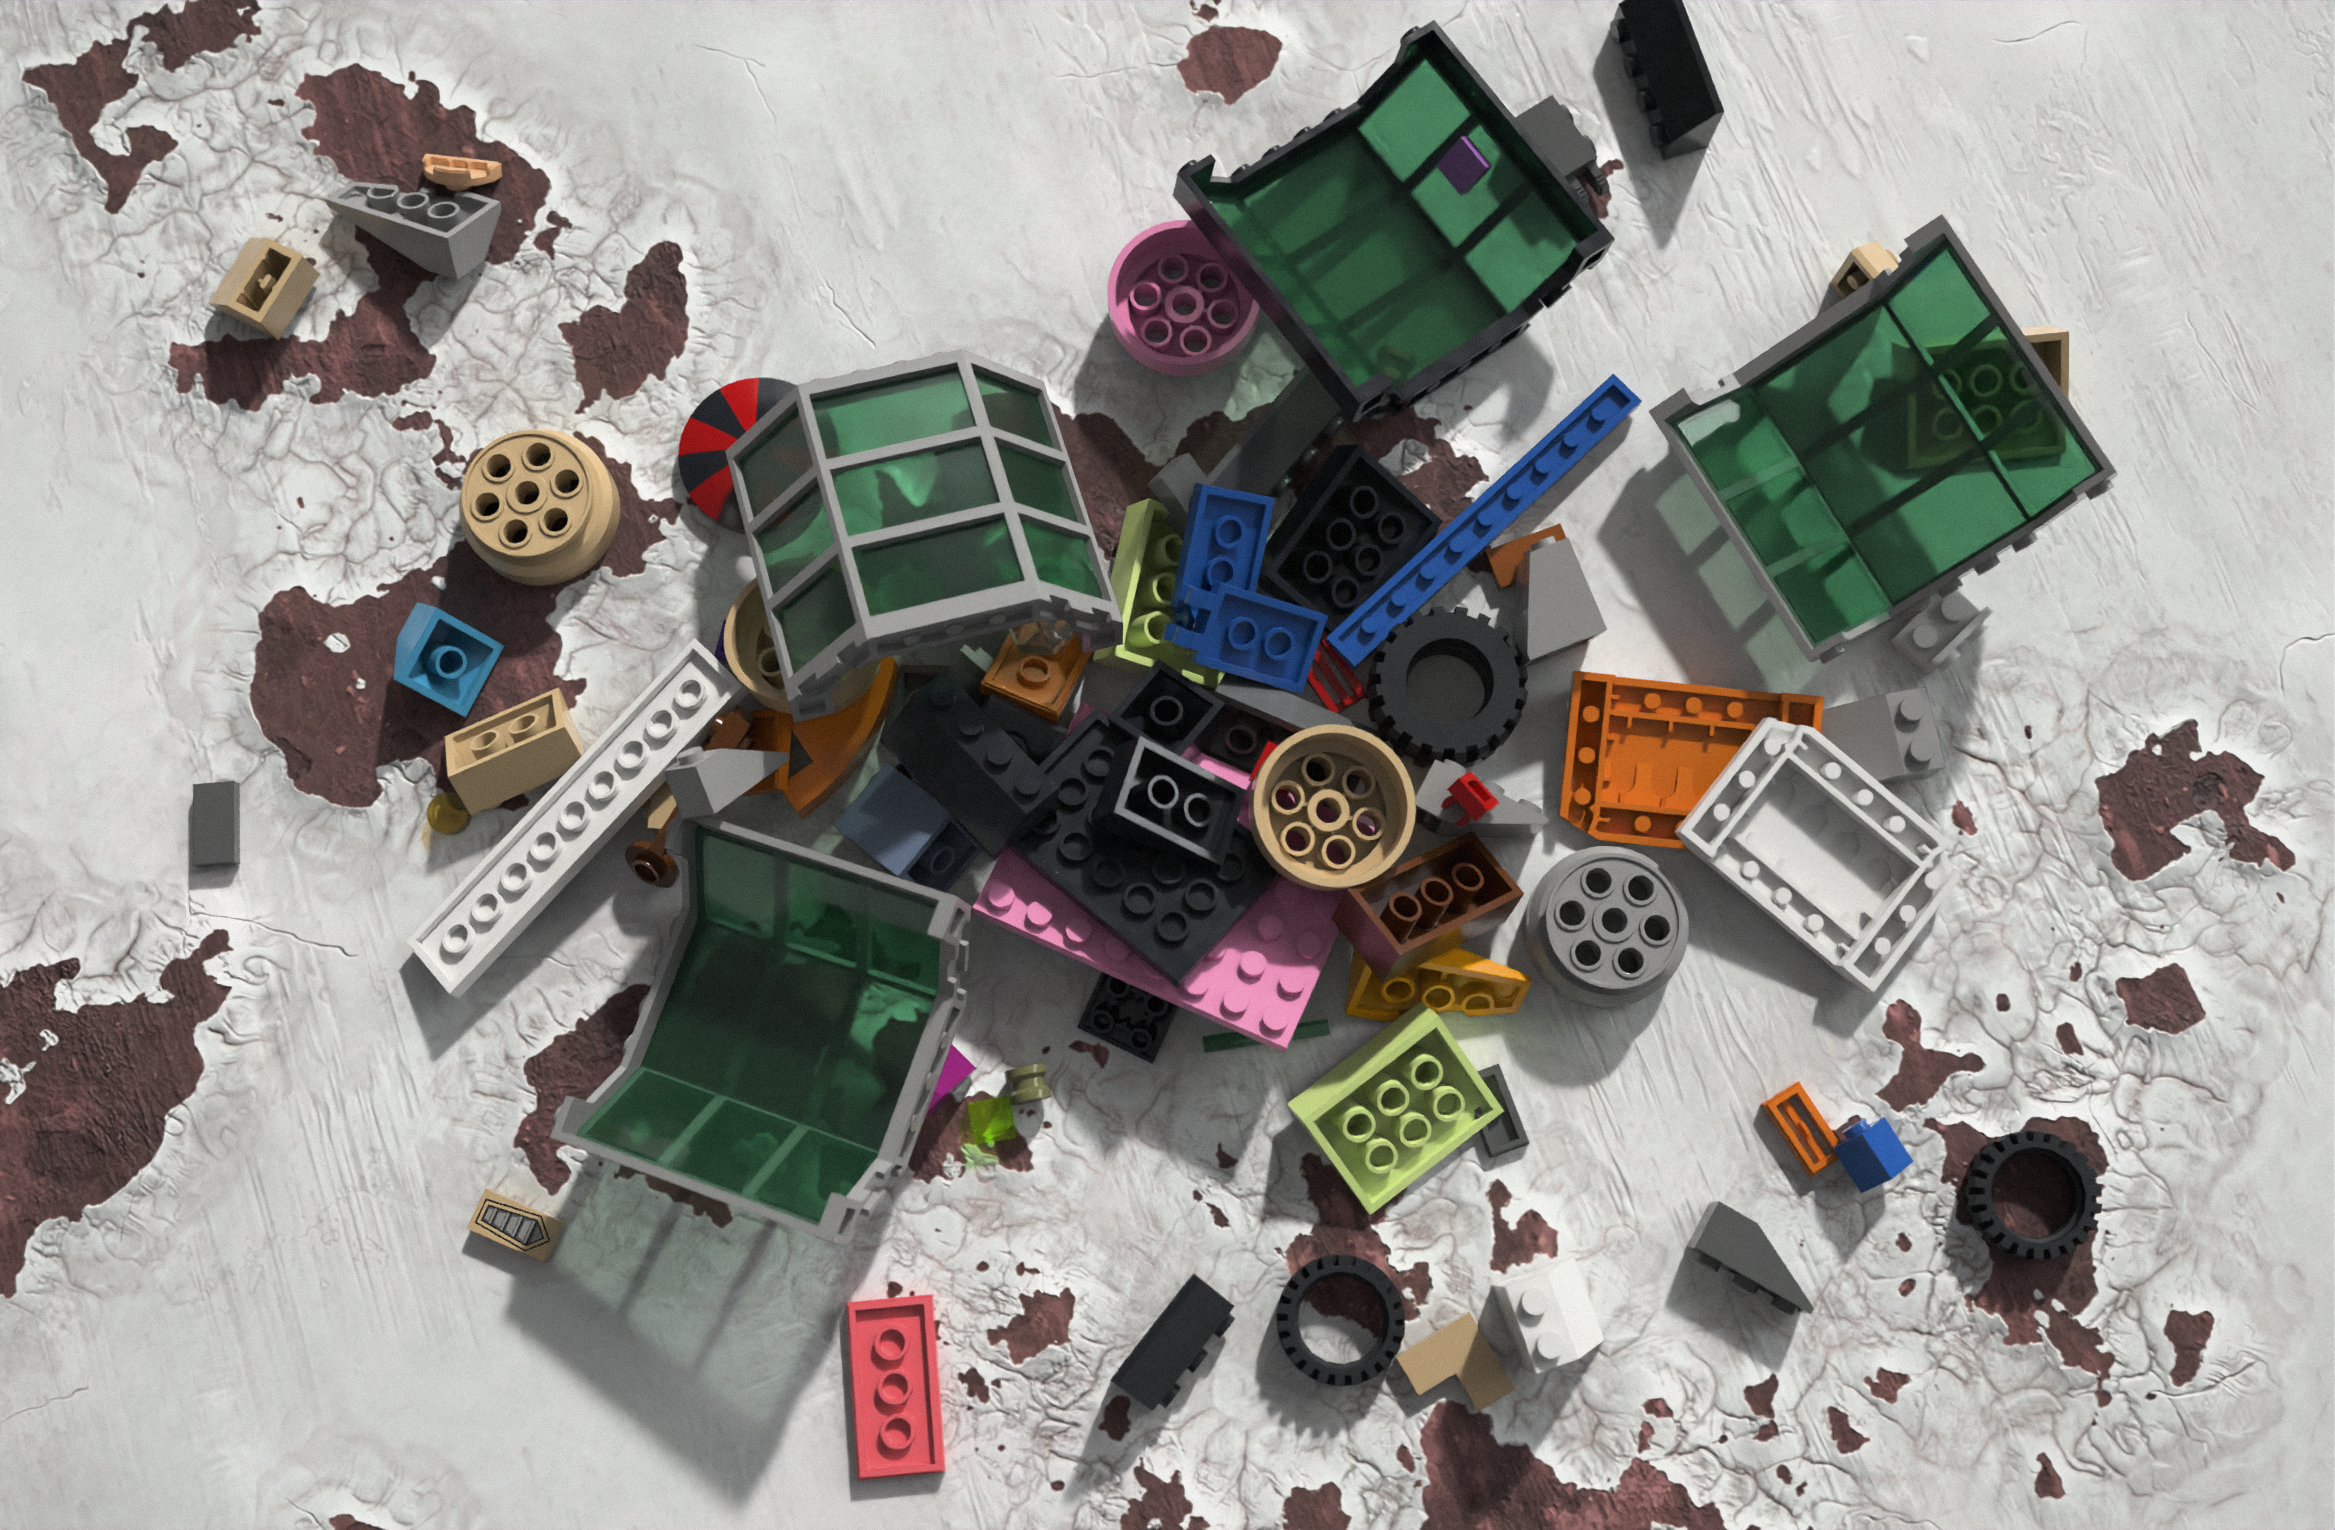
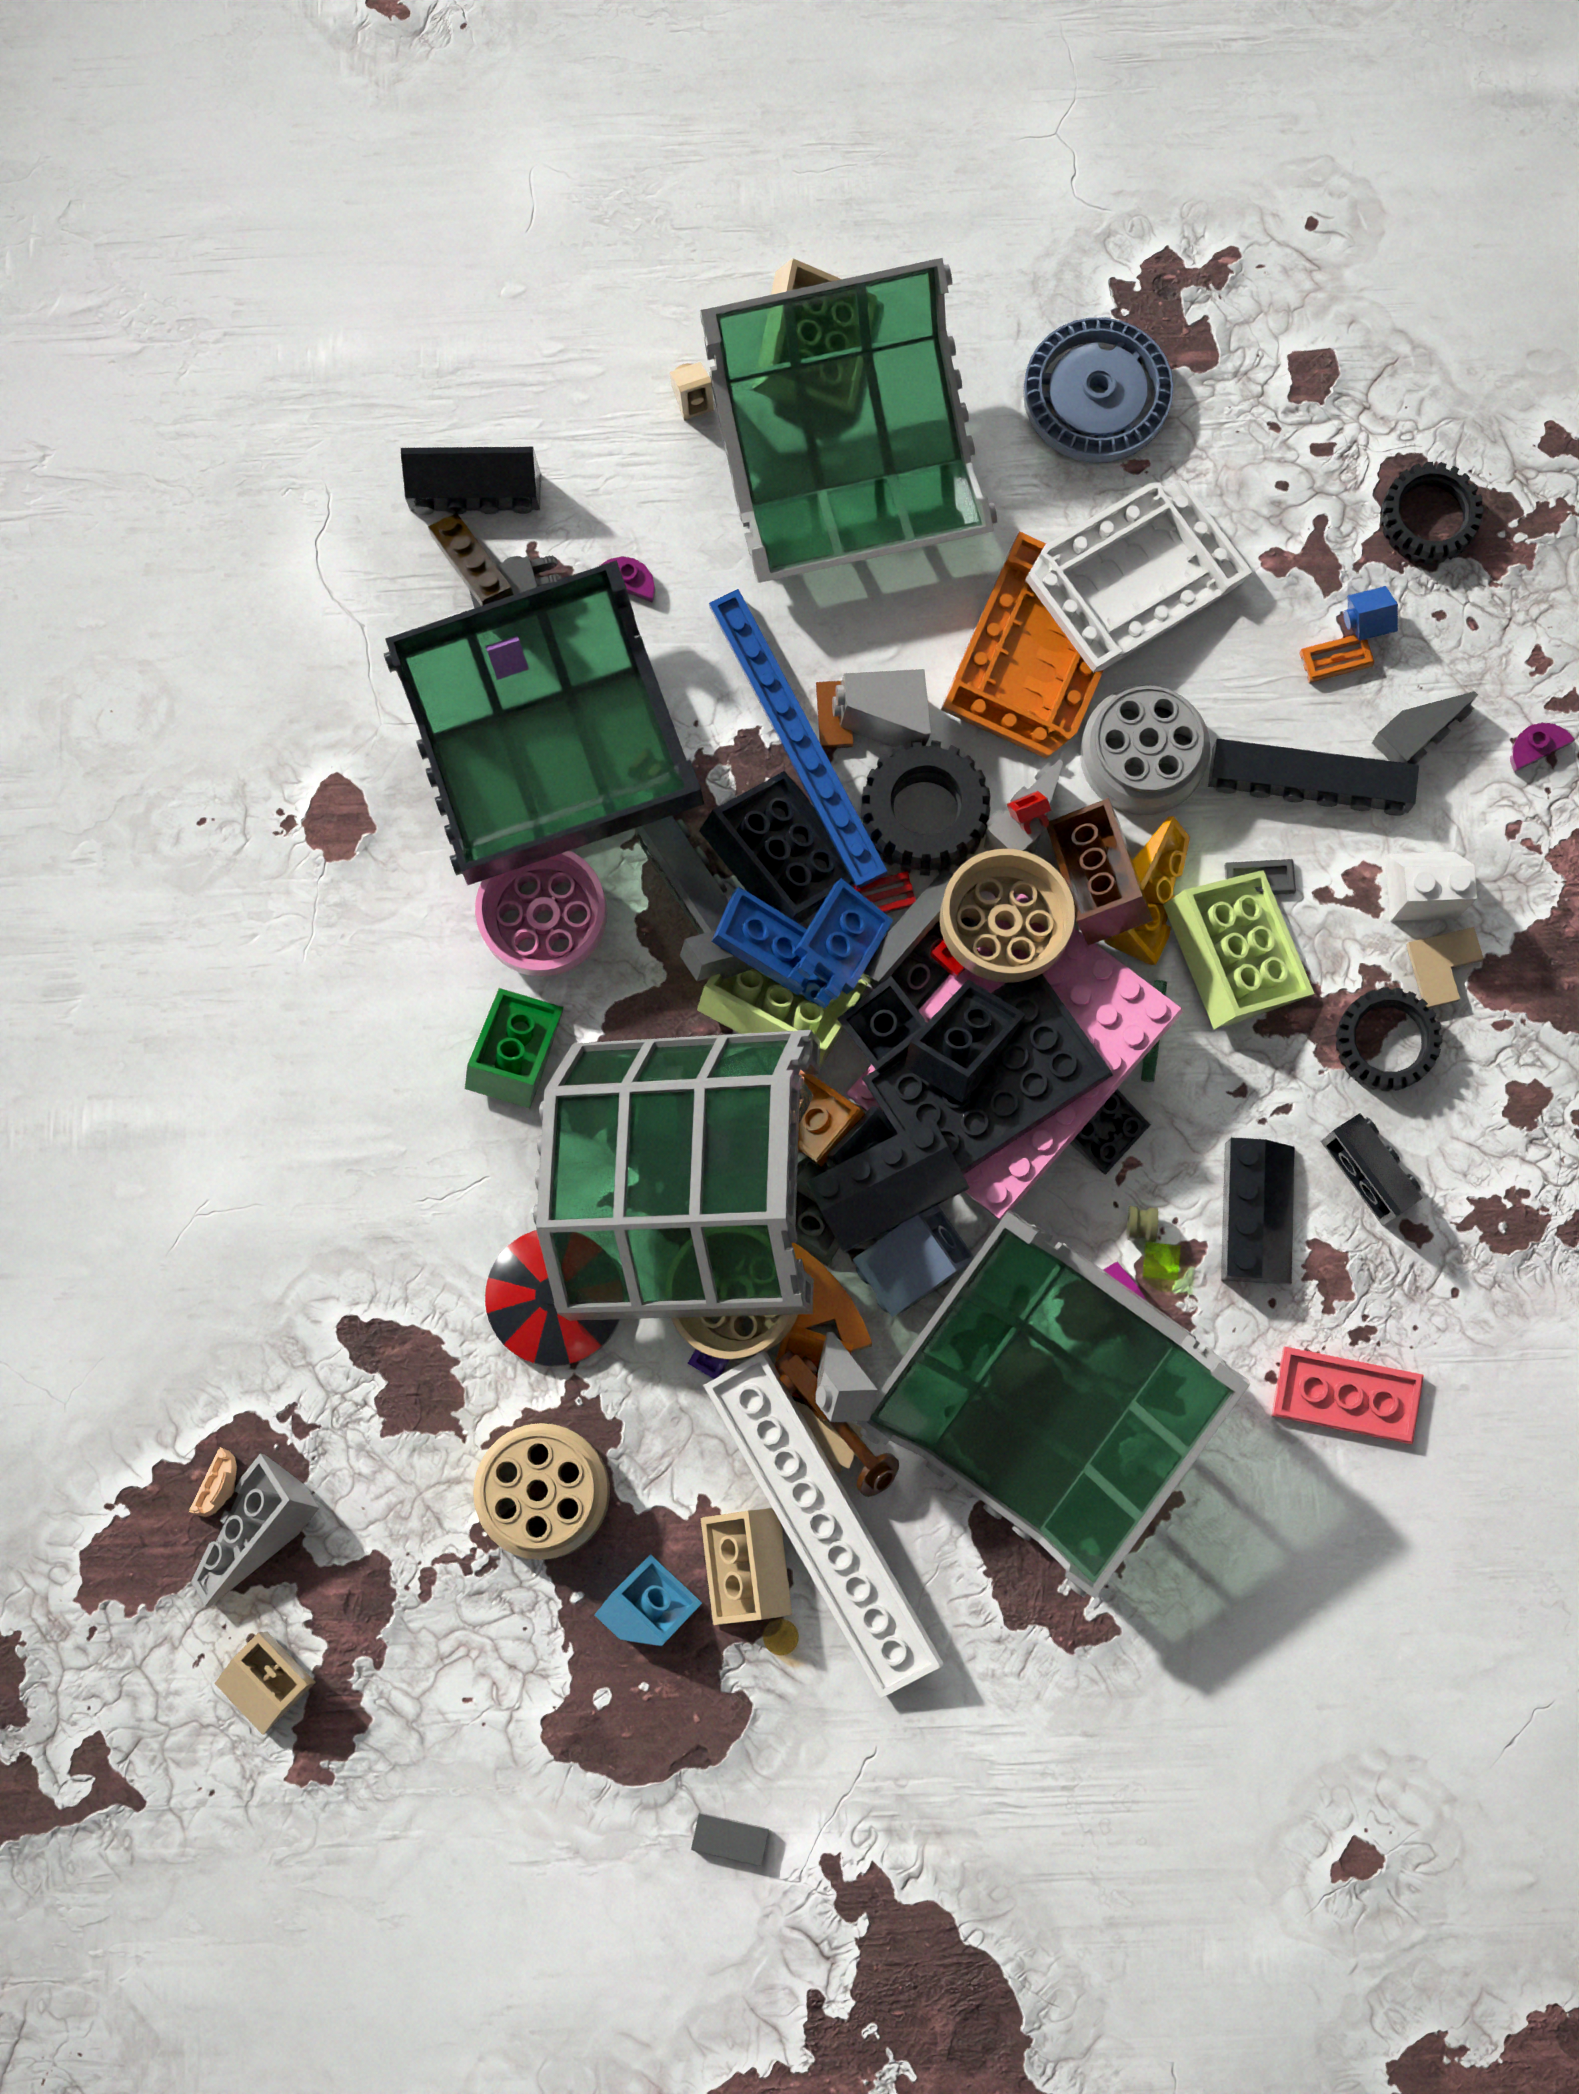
camera: 70 degrees left, 0 degrees up
(516, 1225) = (1139, 1666): tile -> none
(1024, 321) = (513, 1048): none -> green slope
(1082, 1219) = (1257, 1211): none -> black slope
(1569, 94) = (470, 560): none -> dark brown plate
(1616, 279) = (636, 577): none -> magenta plate
(1640, 1140) = (1313, 776): none -> black brick
(1778, 1409) = (1538, 742): none -> magenta plate
(1888, 735) = (1060, 496): light grey slope -> none
(1939, 629) = (991, 432): white bracket -> none
(2064, 721) = (1095, 412): none -> sand blue piece

